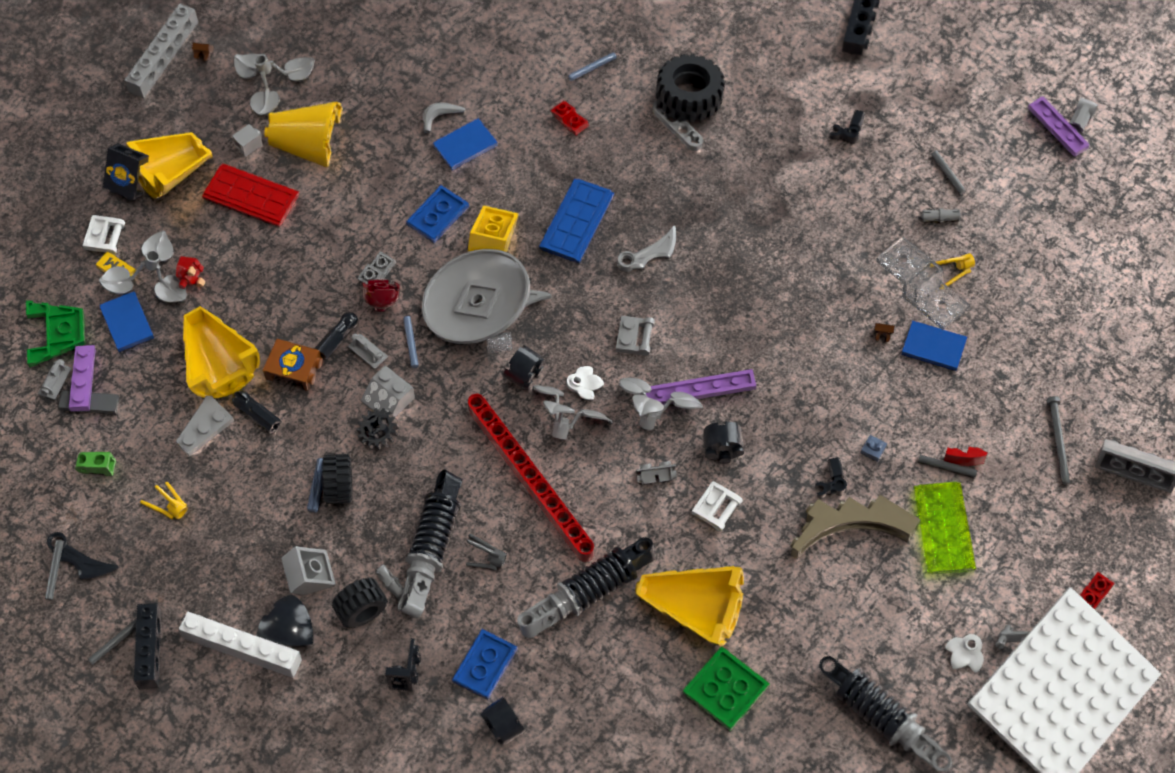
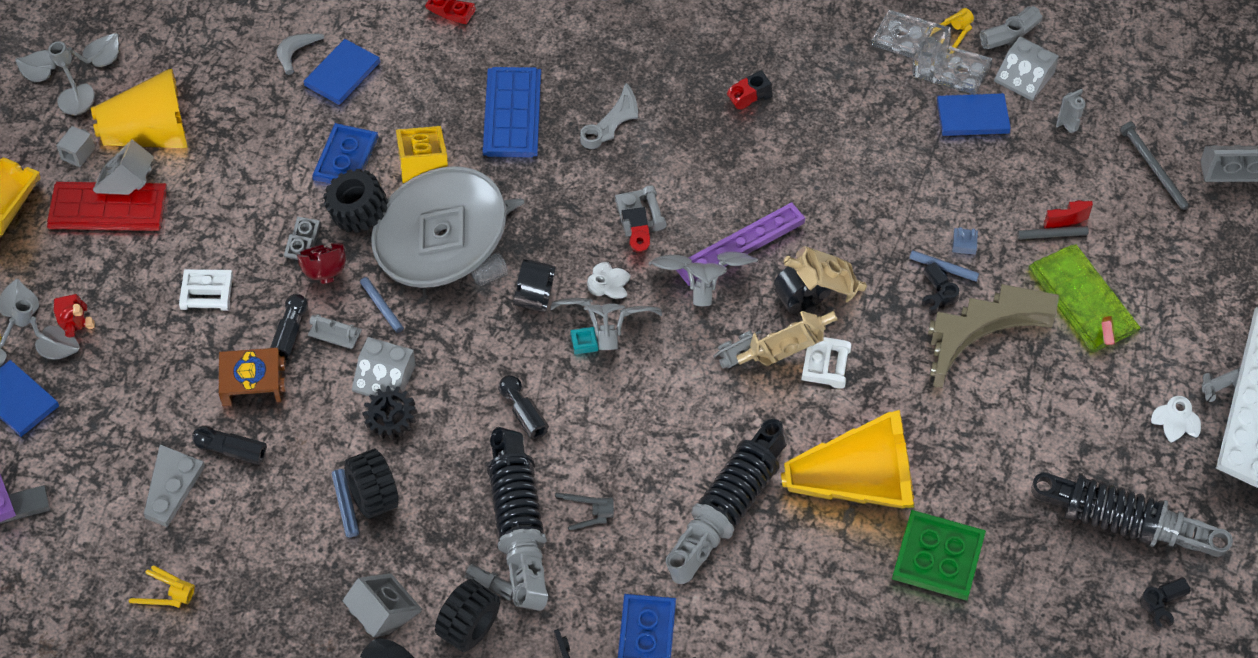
camera: 25 degrees left, 5 degrees down
(96, 462) = (51, 574): bright green leg -> none
(216, 355) = (154, 394): yellow cone -> none
(272, 172) = (125, 171): none -> light grey slope
(292, 280) = (206, 283): none -> white plate
(431, 263) = (347, 189): none -> black tyre
(475, 460) = (523, 408): none -> black piece
(533, 484) = (604, 412): red beam -> none
(544, 423) = (584, 340): none -> teal tile
(624, 350) = (639, 228): none -> leg
(690, 481) = (789, 340): none -> tan plate
(734, 431) = (826, 271): none -> tan plate
(765, 265) = (750, 90): none -> leg
(847, 462) = (945, 266): none -> sand blue bar
(884, 329) = (913, 113): reddish brown tile -> none
(946, 561) = (1108, 330): none -> tile
(995, 322) = (1026, 68): none -> light grey slope
(1009, 370) = (1071, 111): none -> light grey hinge
(1011, 283) = (1012, 29): none -> light grey piece

